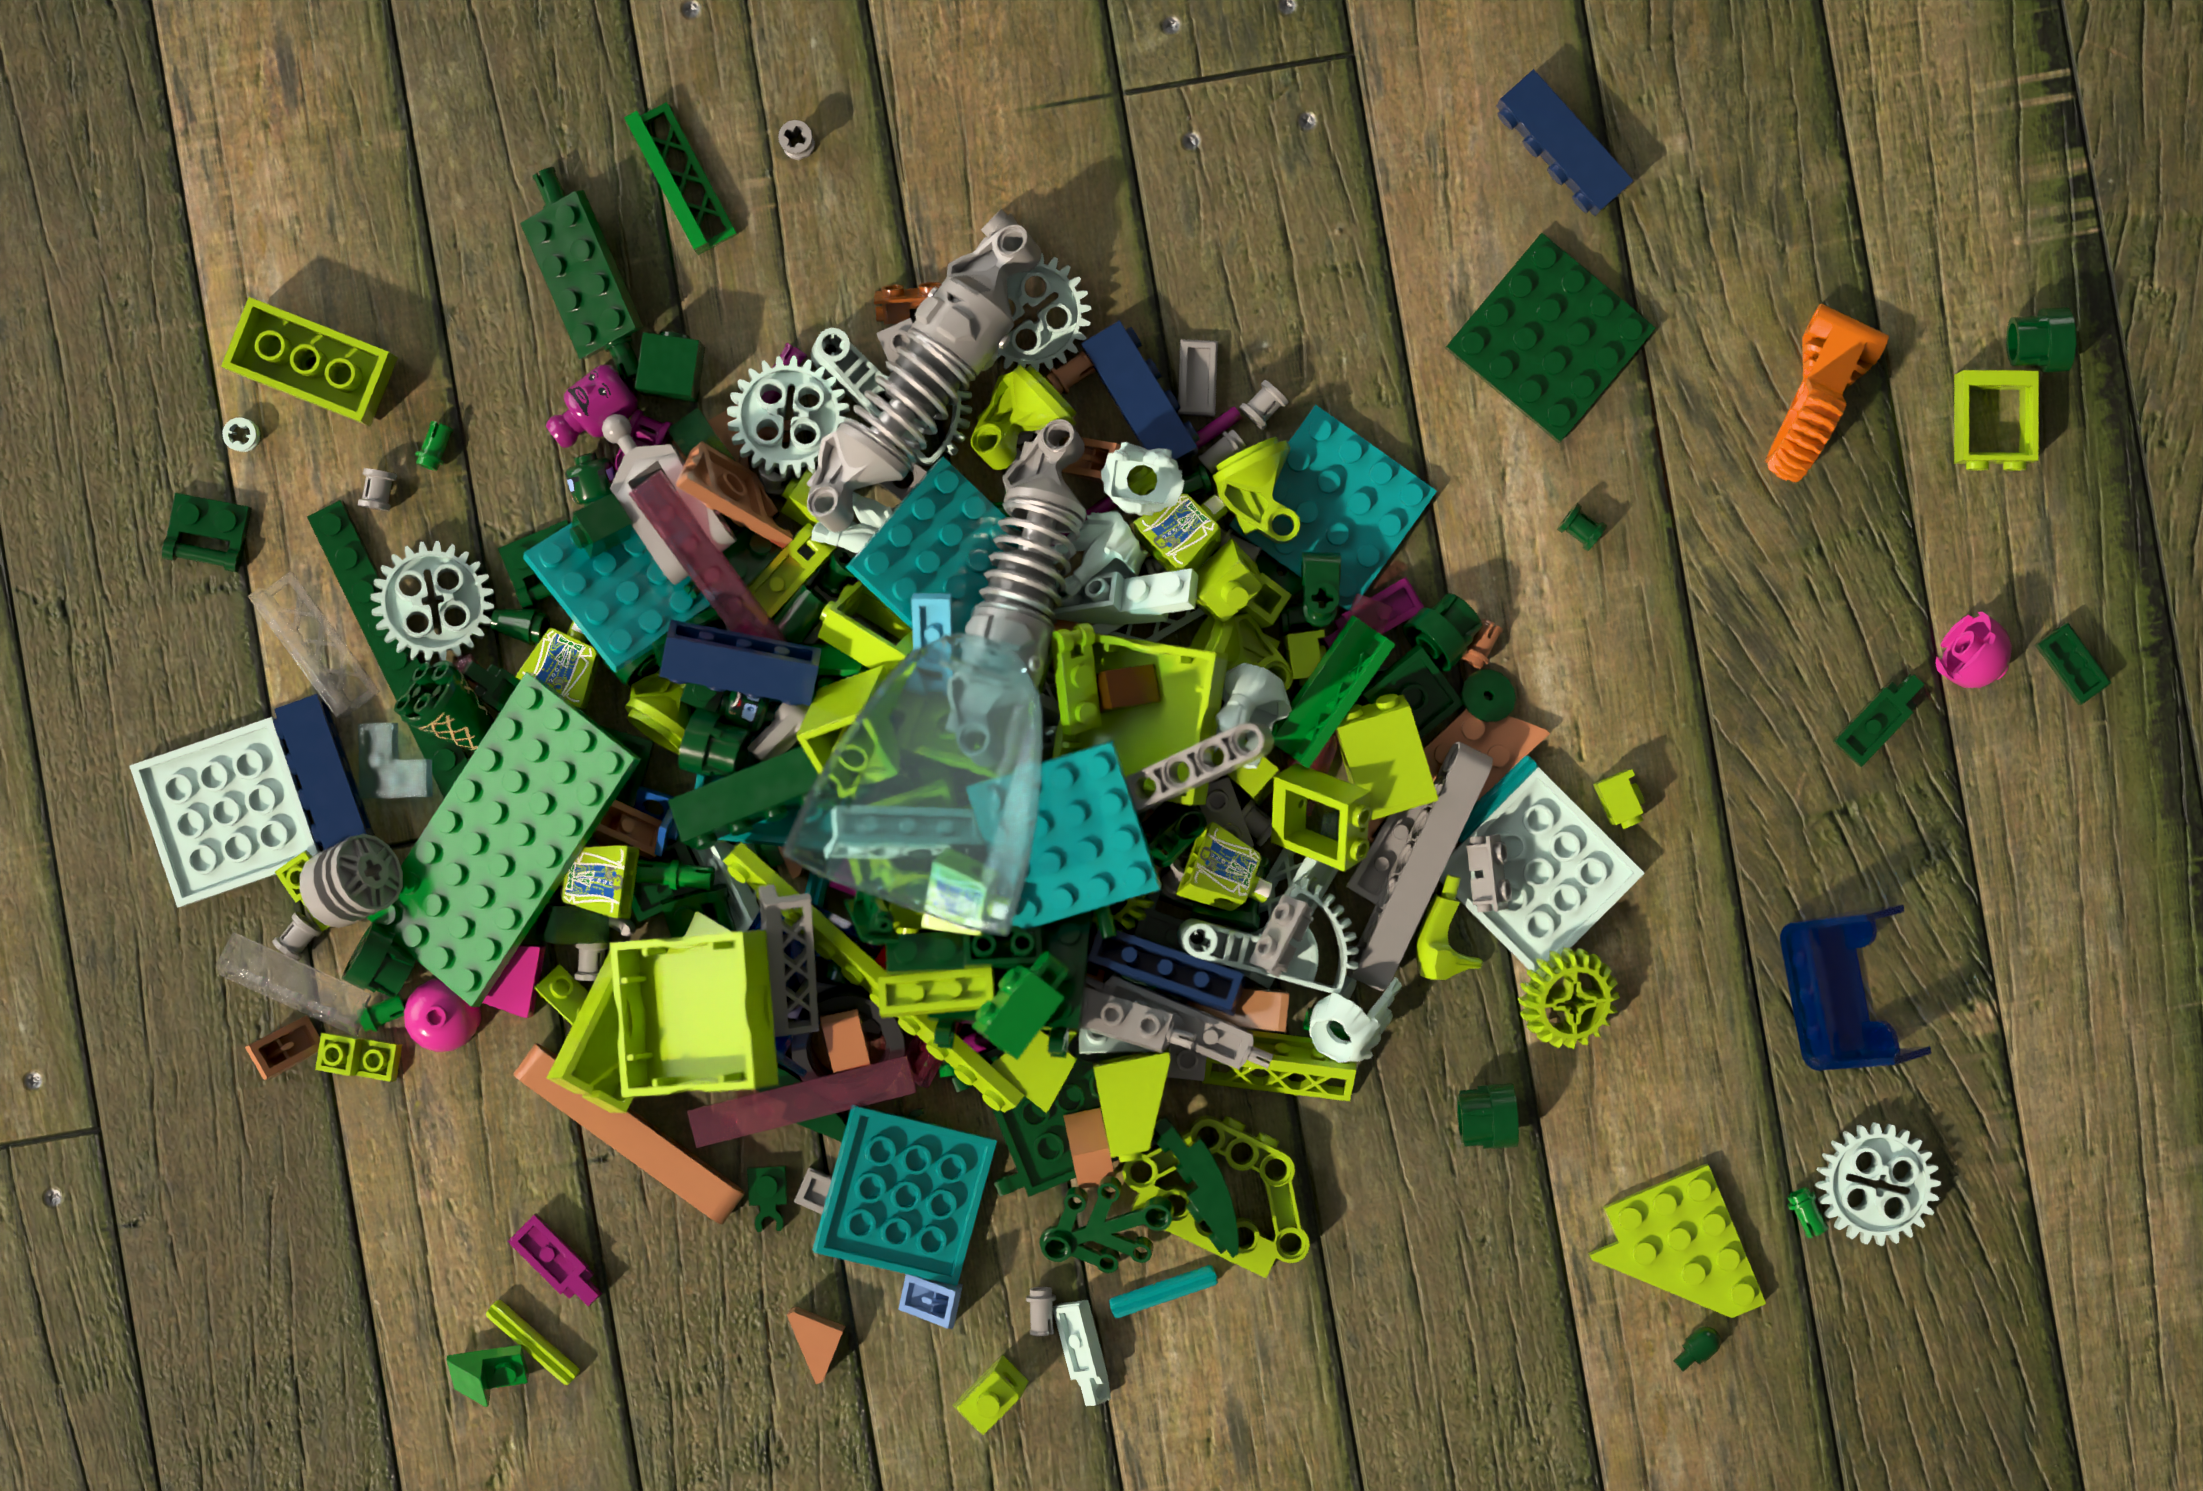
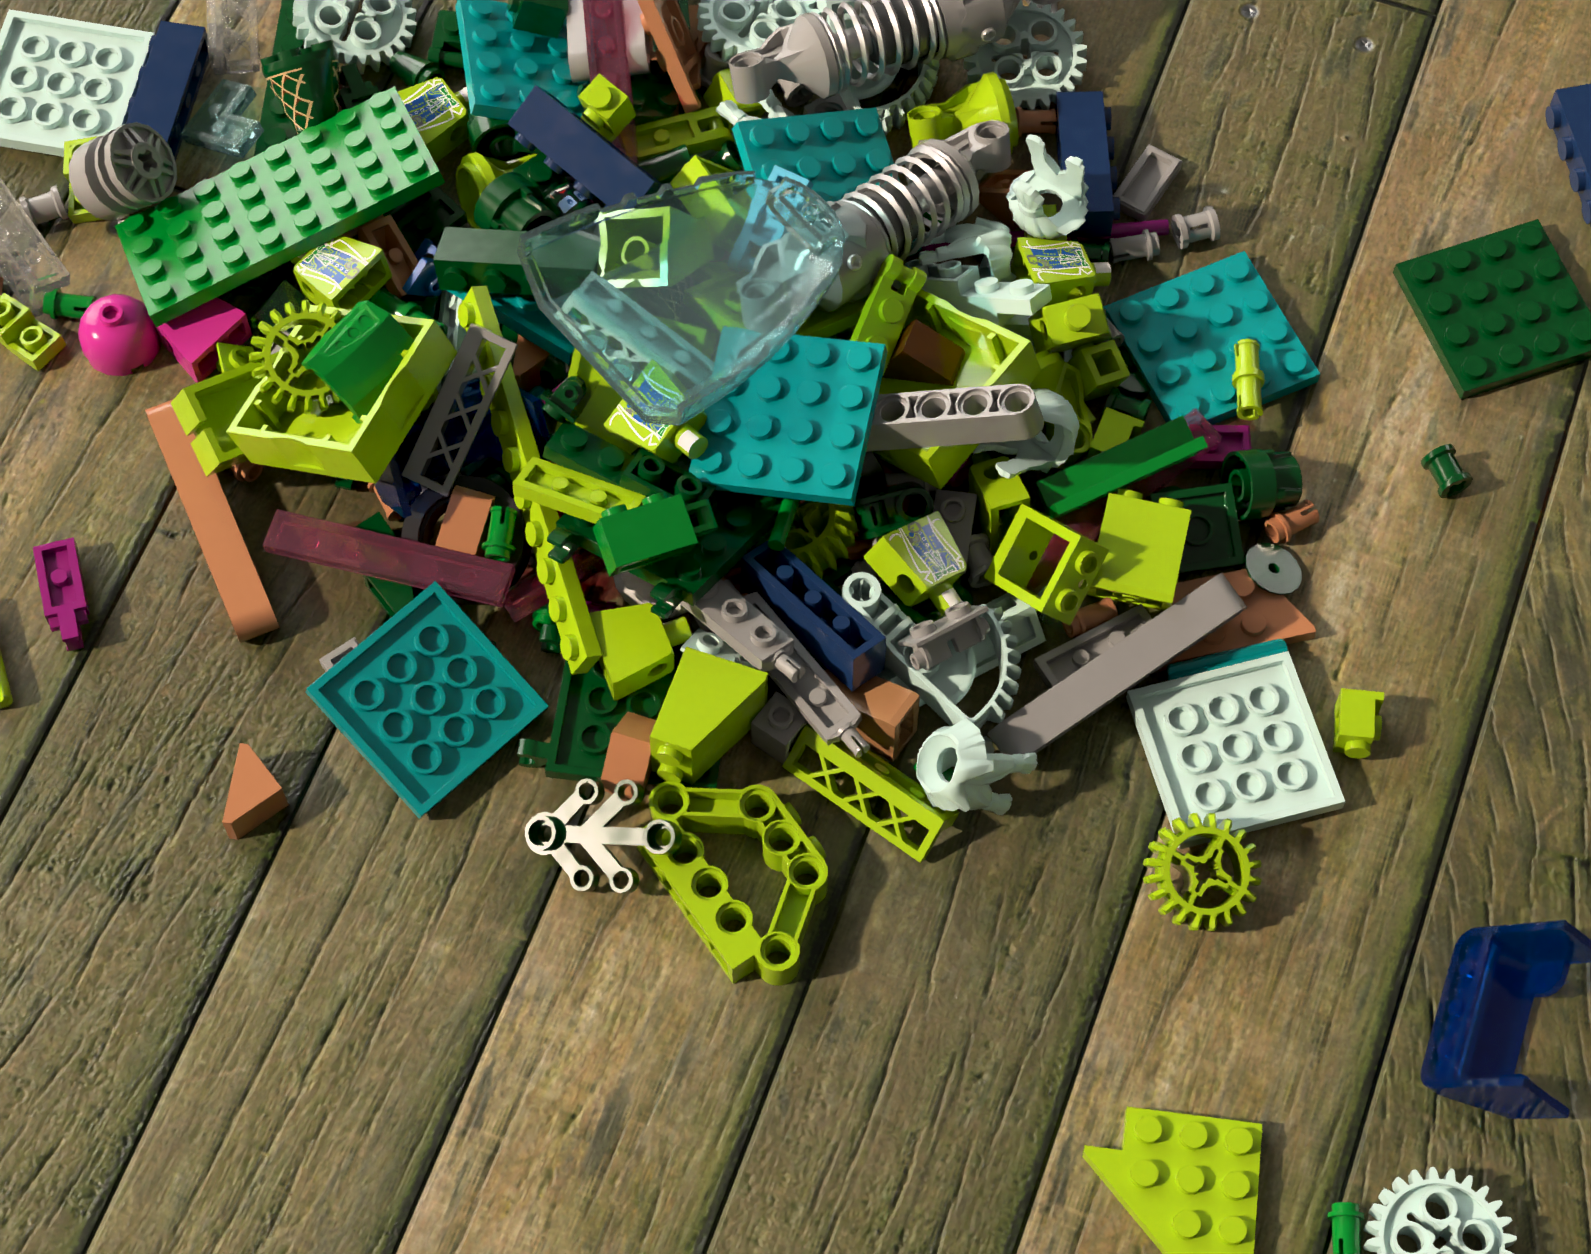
camera: 35 degrees right, 25 degrees down
(379, 963) = (96, 255): dark green piece -> none
(619, 1002) = (289, 345): none -> lime gear
(699, 993) = (360, 356): none -> green slope
(731, 612) = (606, 107): none -> lime brick
(767, 1189) = (299, 639): dark green plate -> none
(882, 1040) = (500, 535): none -> green pin
(931, 1300) = (391, 819): medium blue slope -> none
(991, 1395) = (382, 934): lime torso -> none
(1041, 1310) = (487, 888): light grey pin -> none
(1082, 1350) = (503, 948): light aqua hinge -> none
(1163, 1291) = (620, 939): teal axle -> none
(1210, 1196) = (727, 838): dark green slope -> none
(1247, 486) = (1143, 267): lime piece -> none
(1320, 583) = (1162, 383): dark green piece -> none
(1386, 541) = (1248, 379): none -> lime pin
(1433, 953) = (1086, 763): lime animal -> none
(1488, 1116) = (1054, 941): dark green piece -> none
(1493, 886) = (1193, 697): light grey hinge -> none

